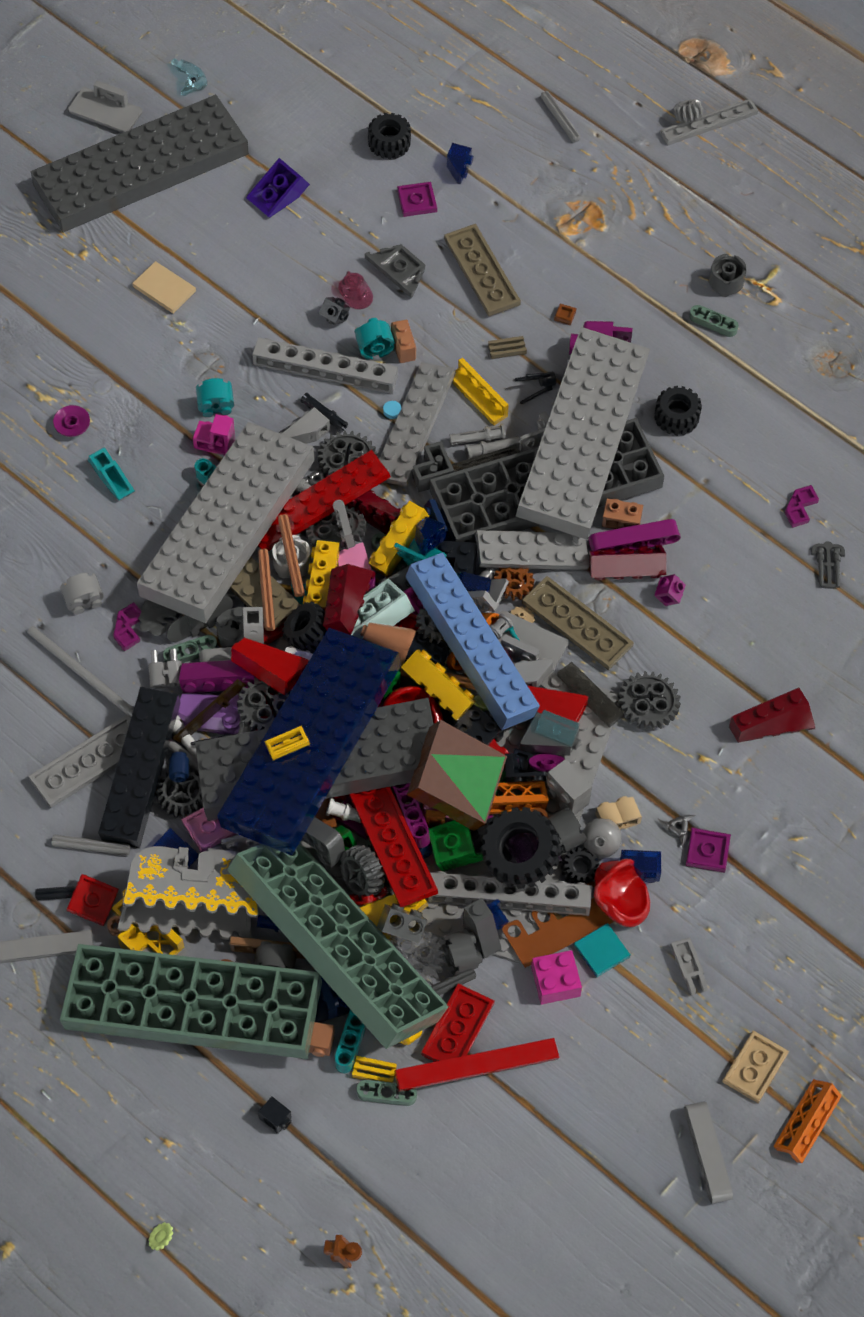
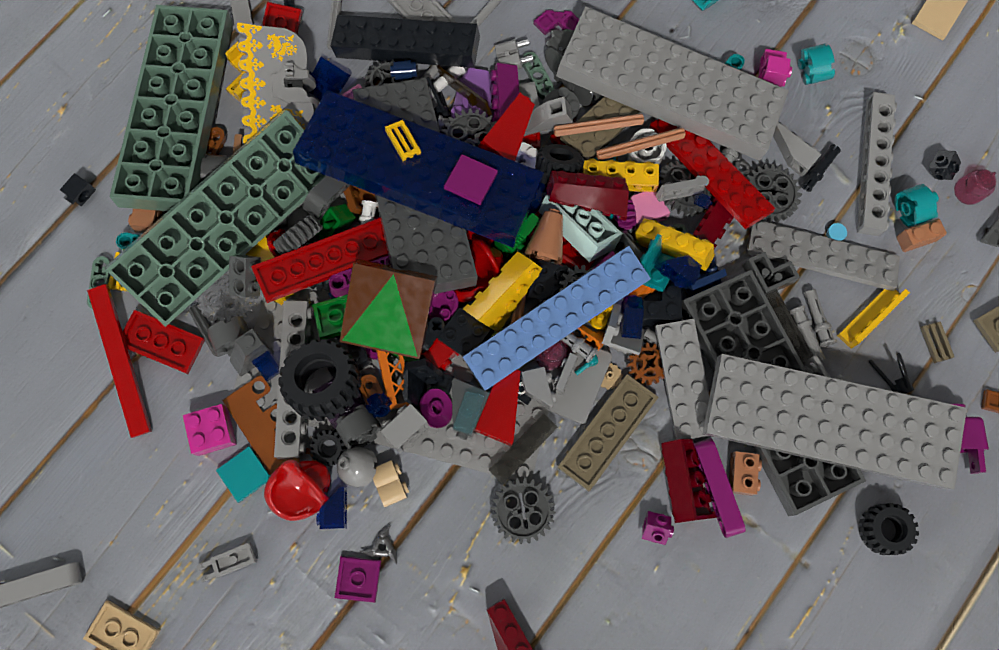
camera: 85 degrees right, 15 degrees up
(336, 684) = (471, 179): none -> magenta tile
(356, 510) = (702, 200): none -> clear blue plate
(545, 805) = (378, 405): none -> clear blue gear

